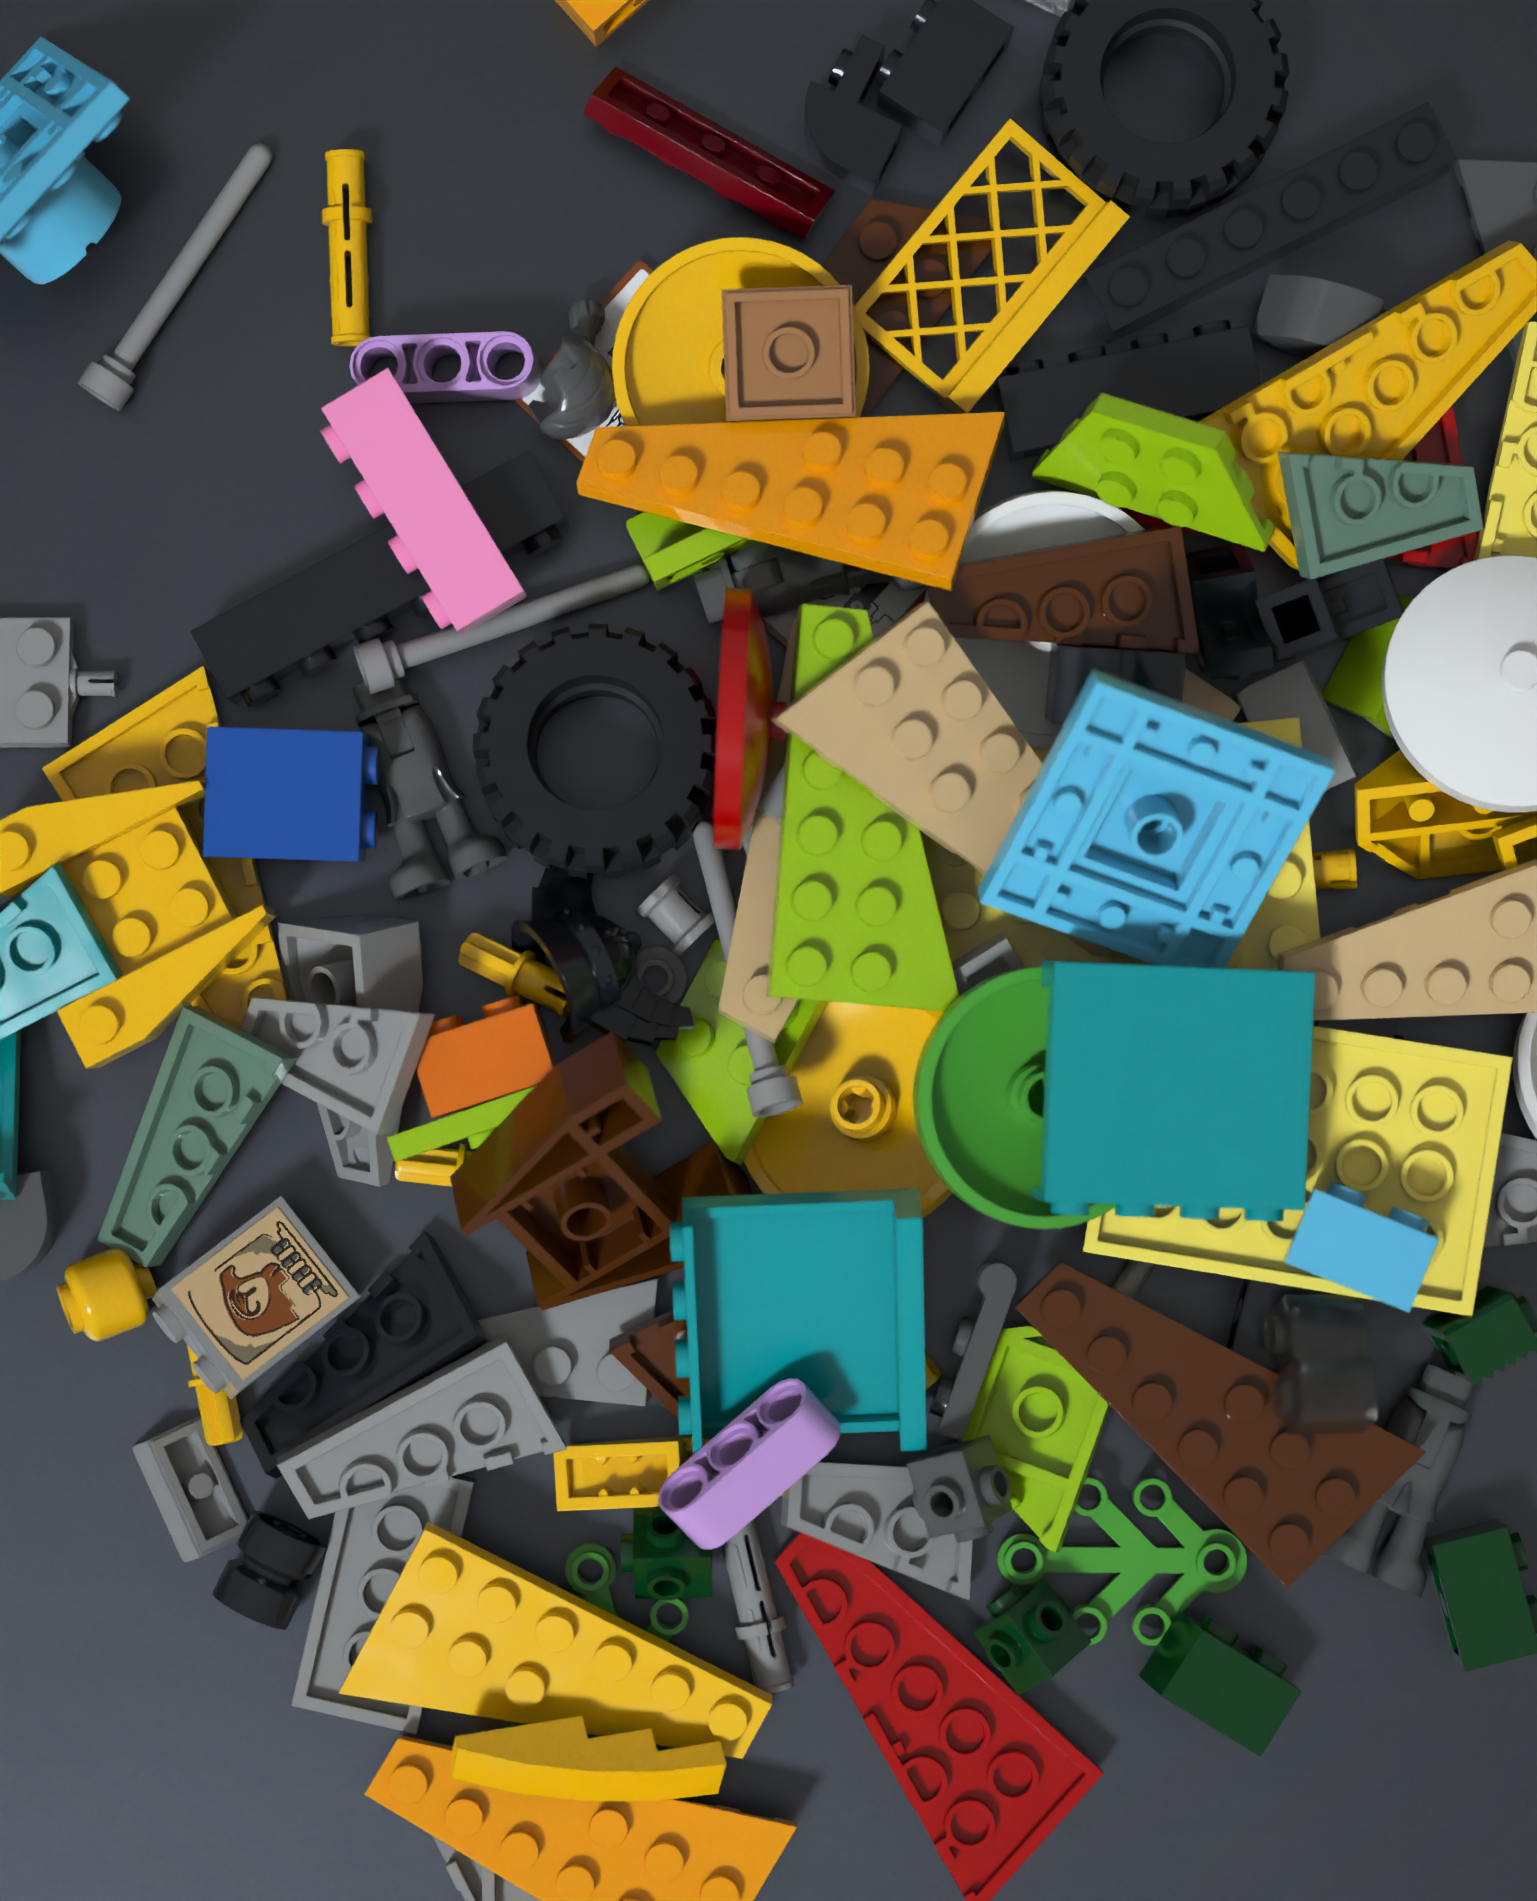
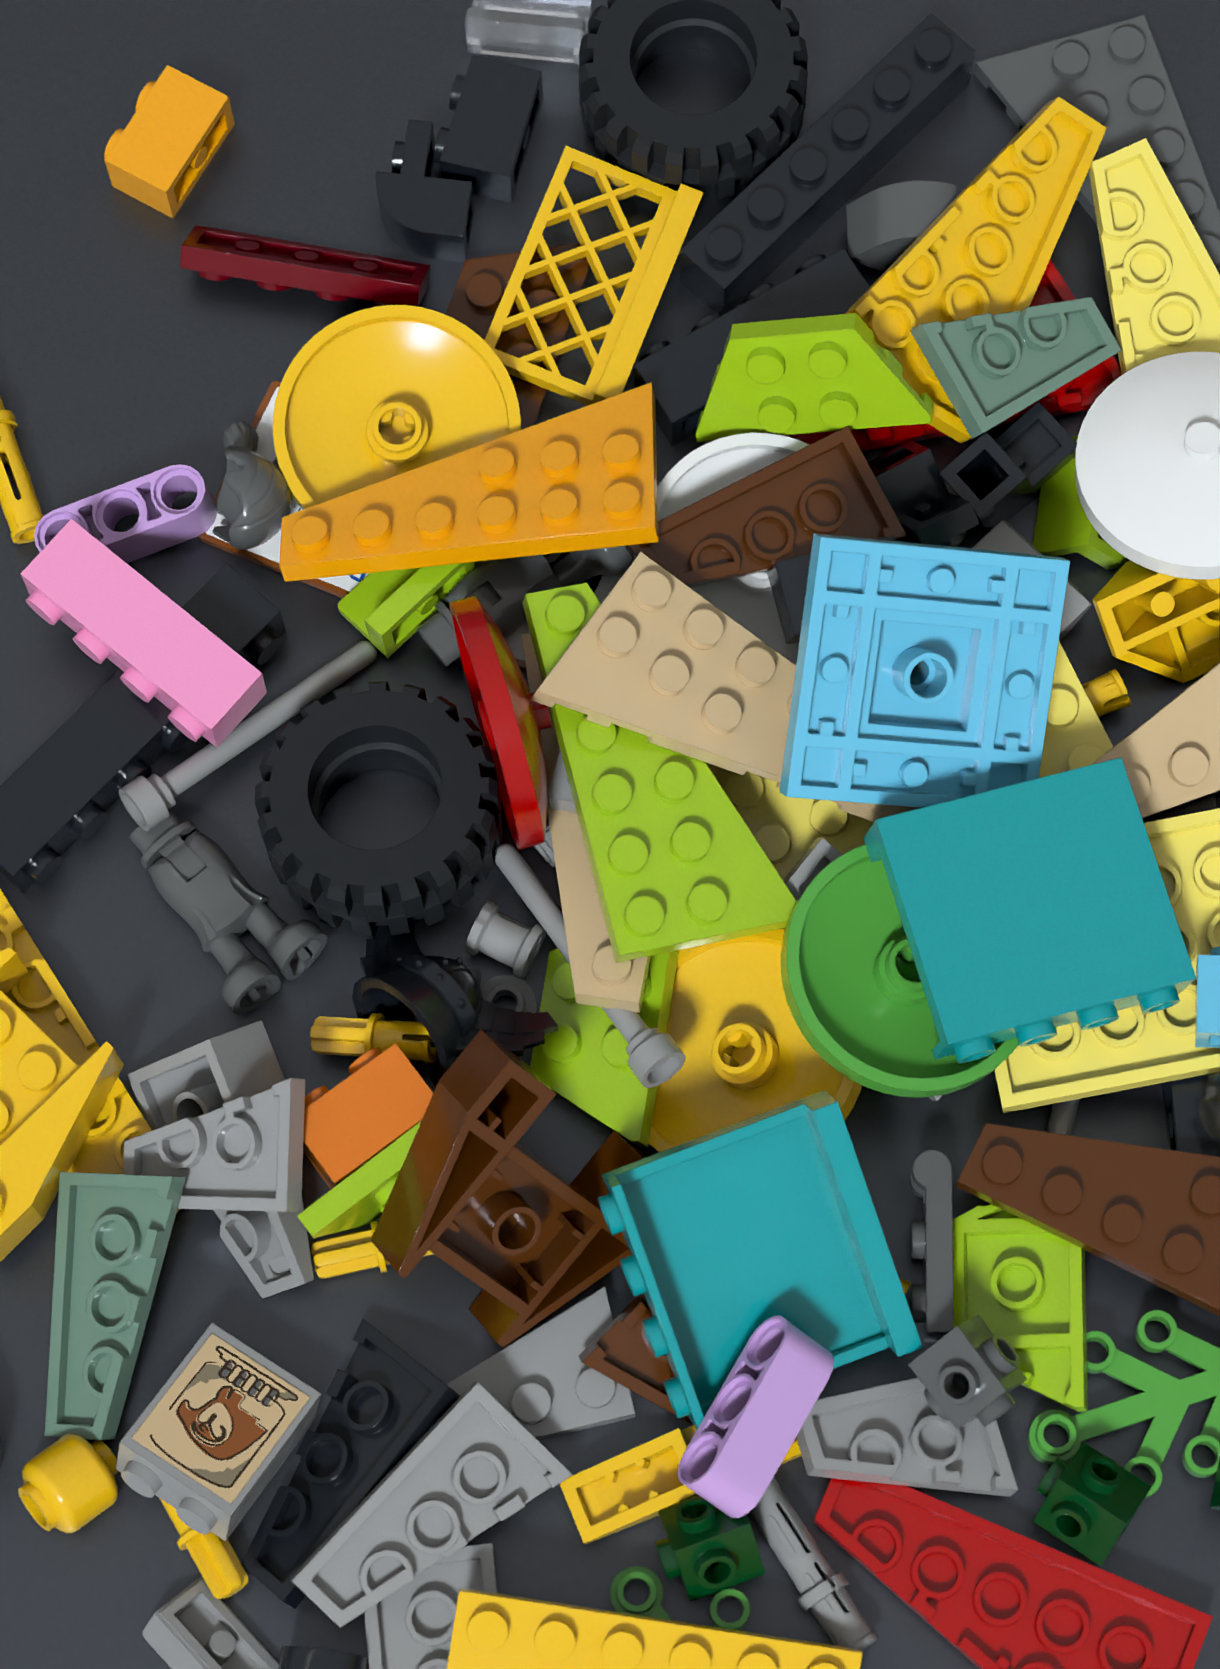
camera: 20 degrees left, 15 degrees down
(289, 794) = (100, 940): blue brick -> none
(788, 352) = (436, 393): medium nougat plate -> none

